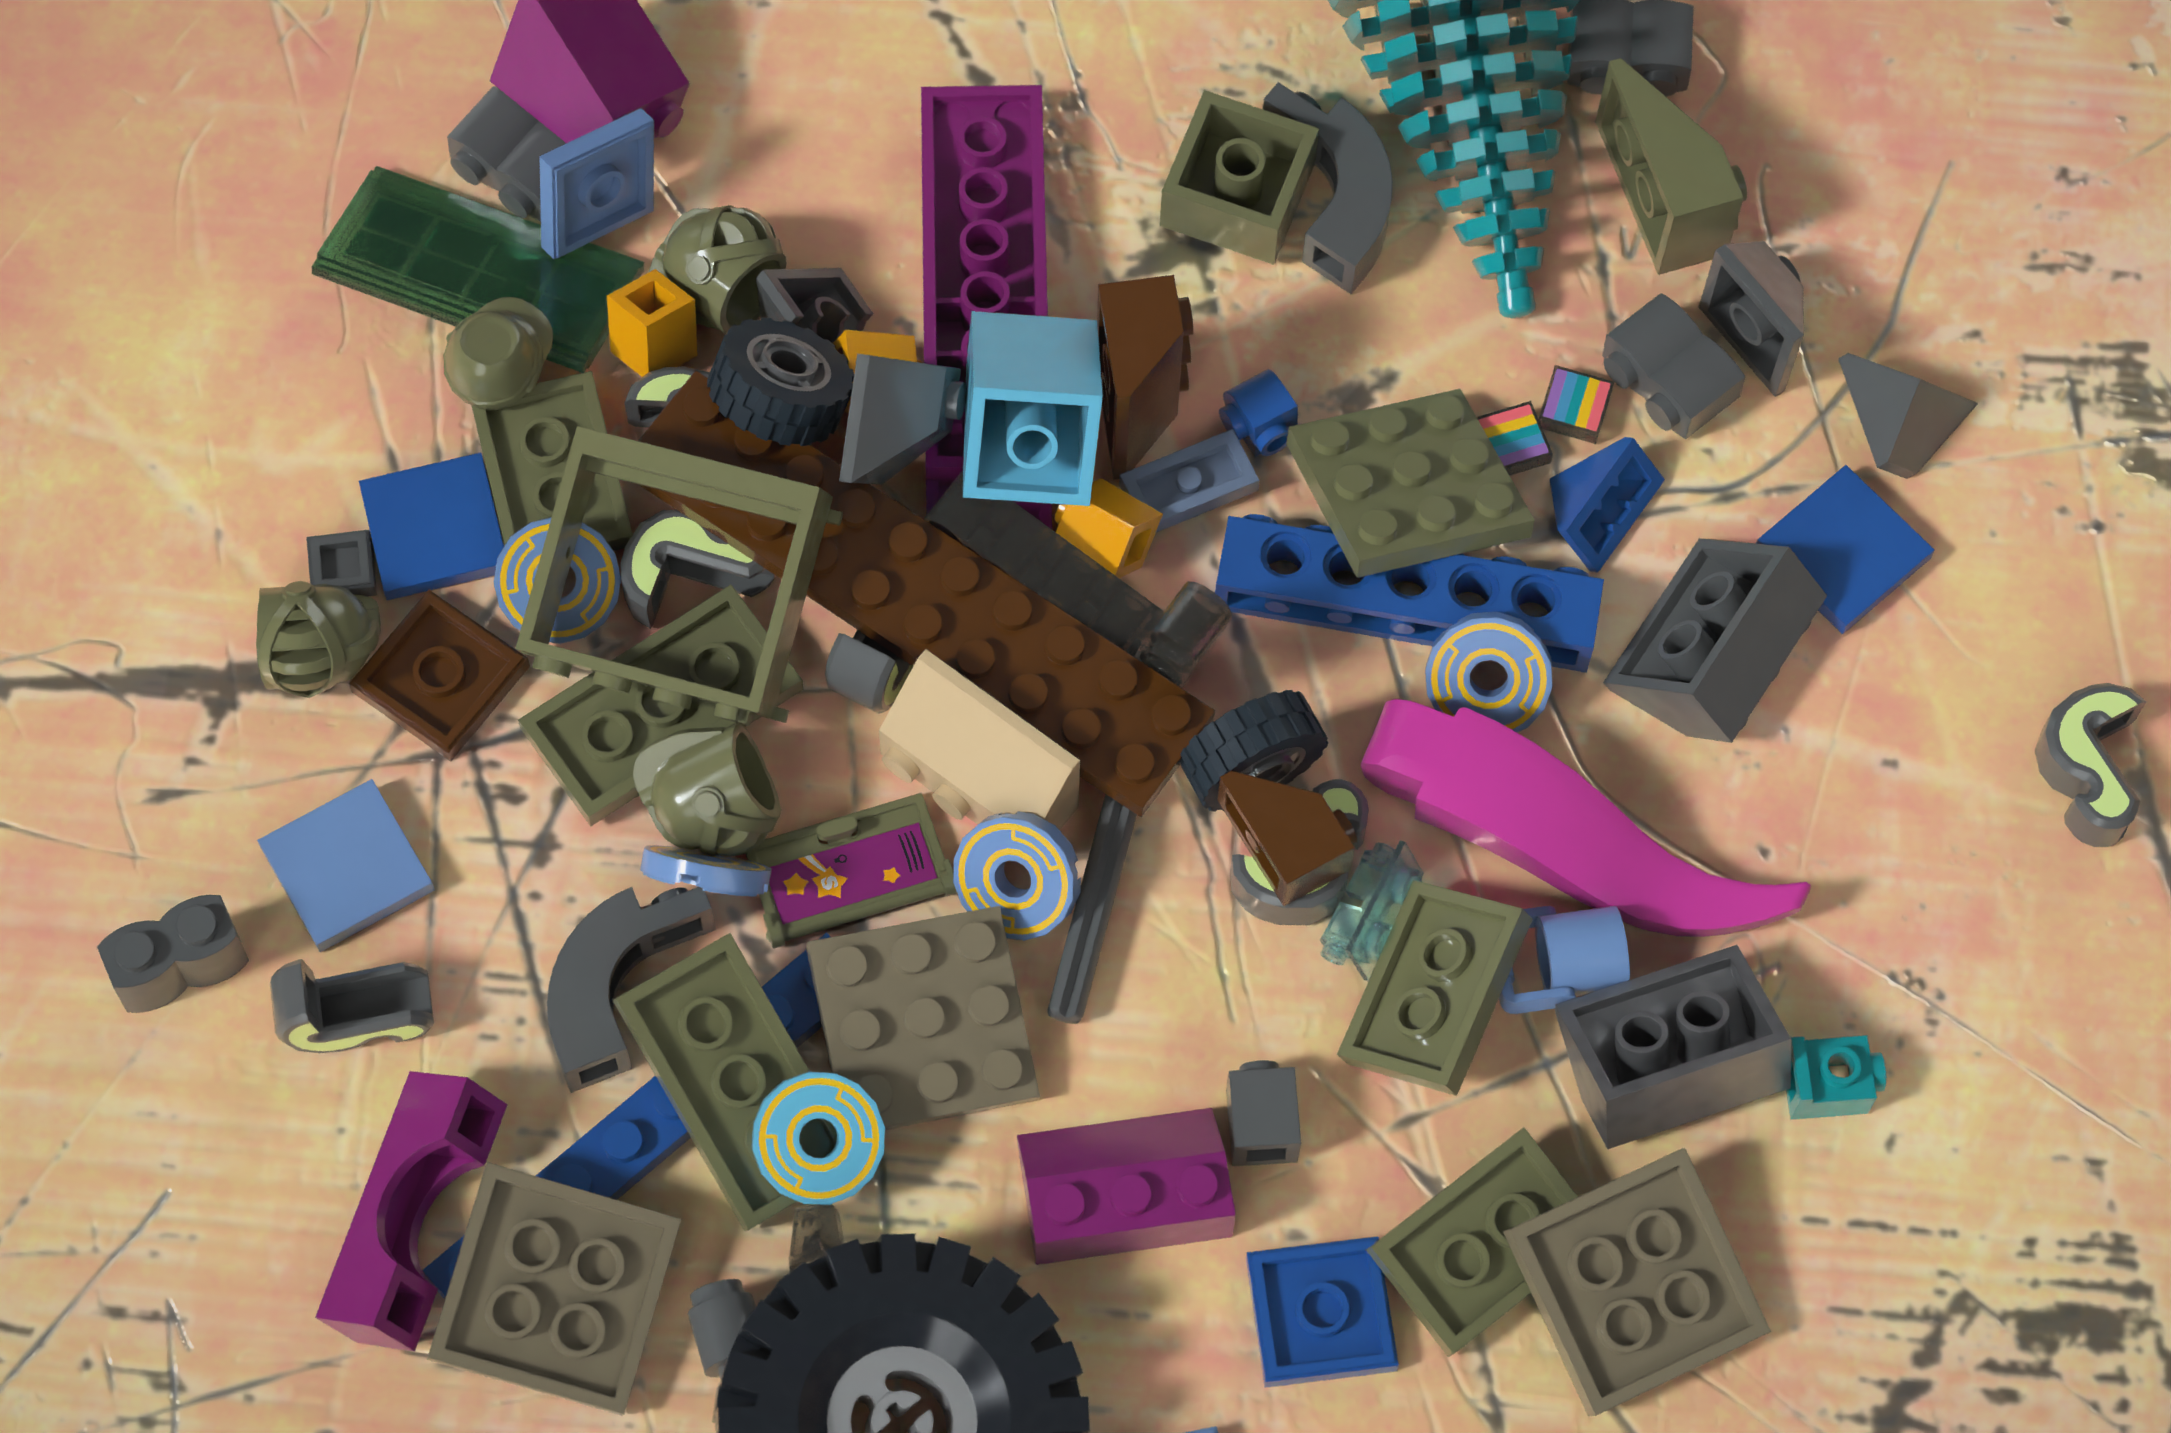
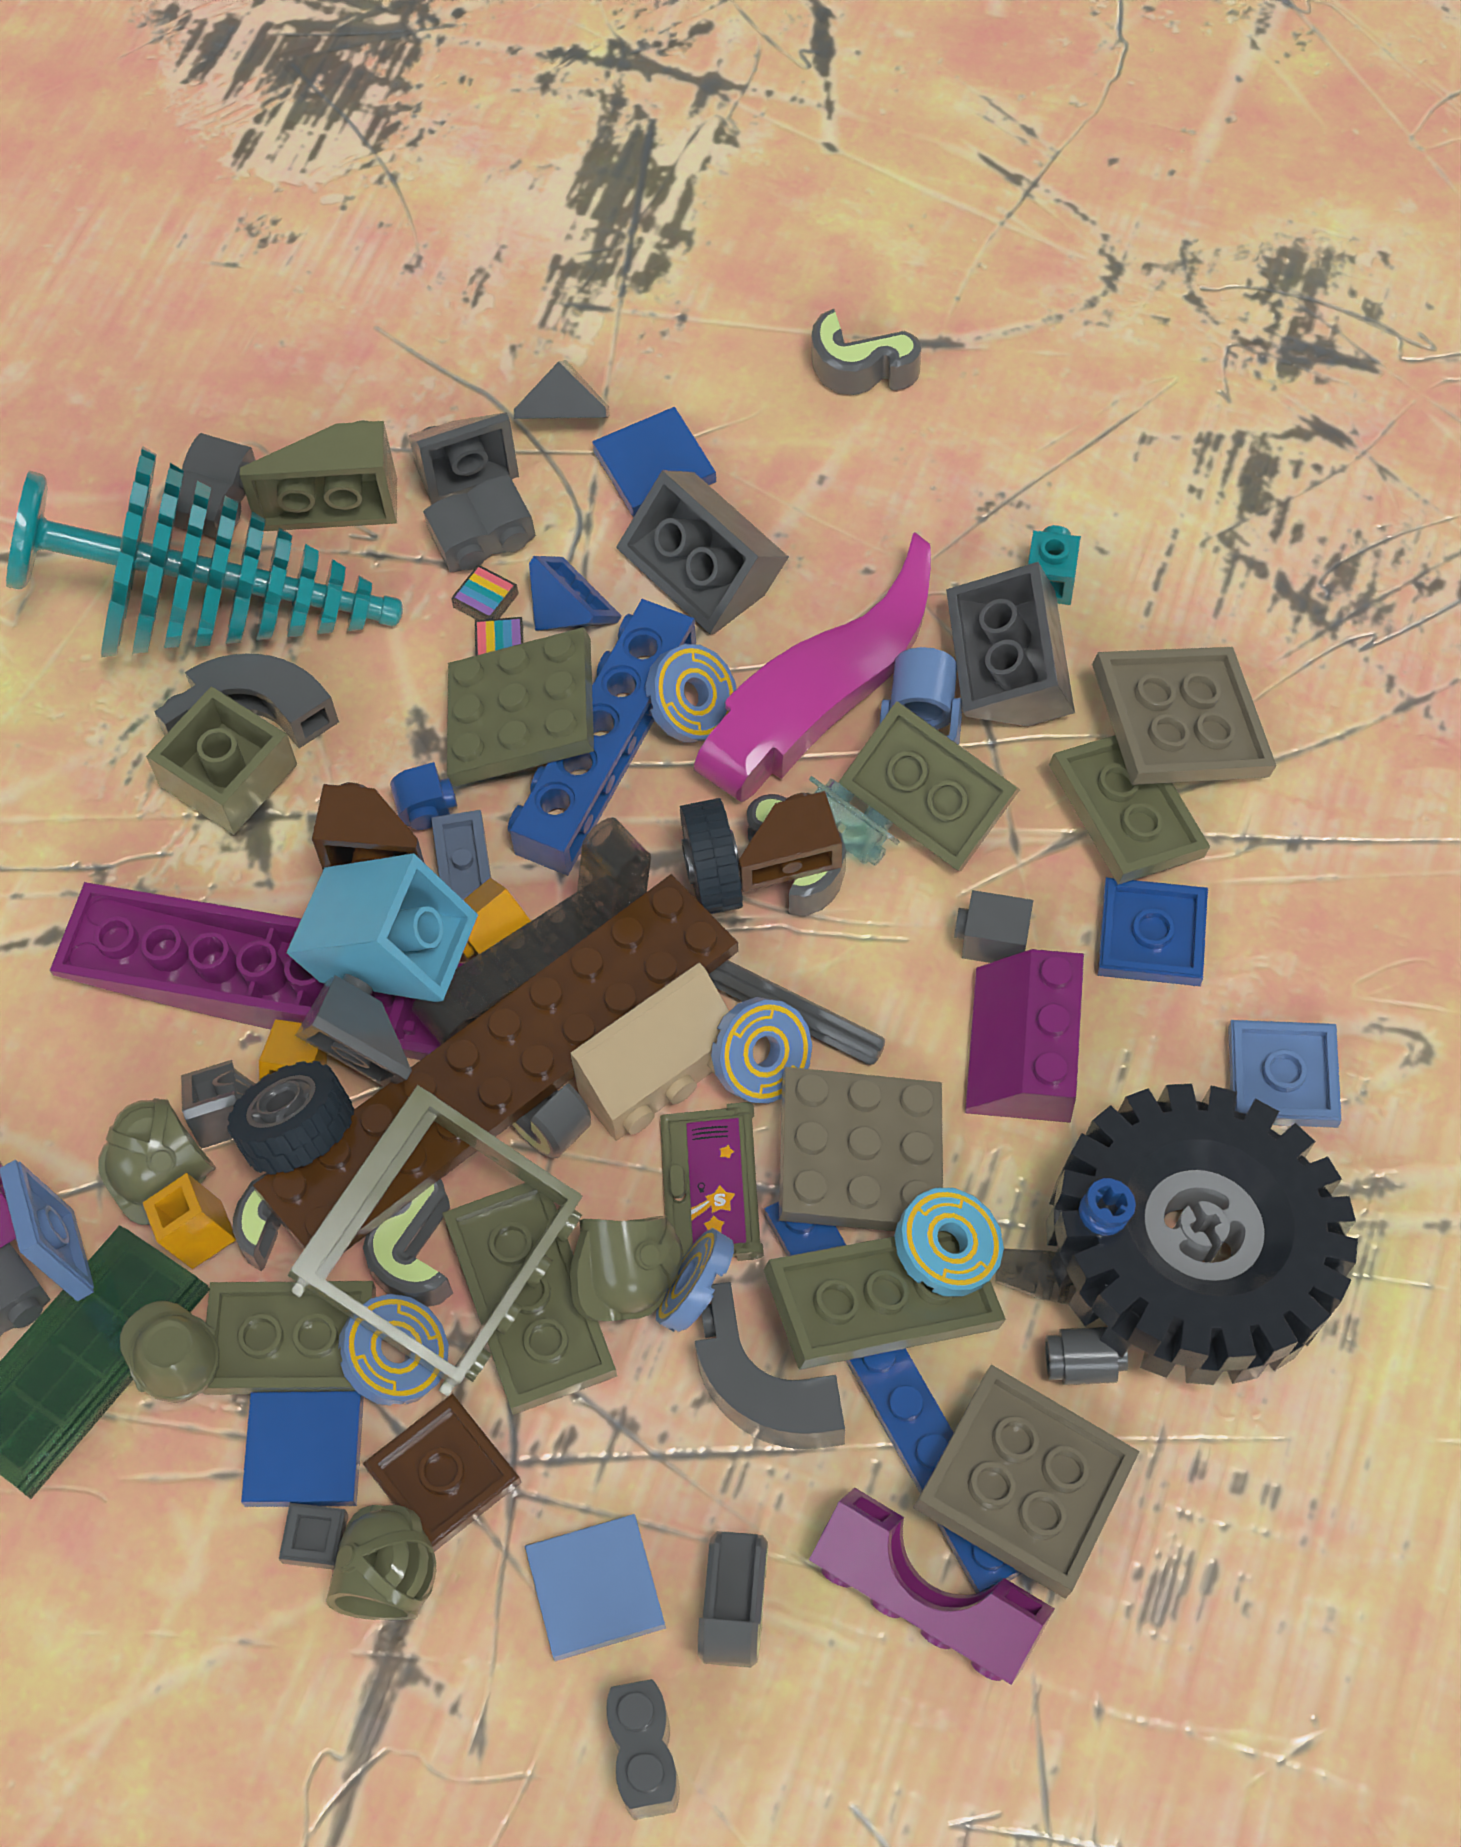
camera: 70 degrees left, 5 degrees down
(892, 1293) = (1101, 1220): none -> blue bush

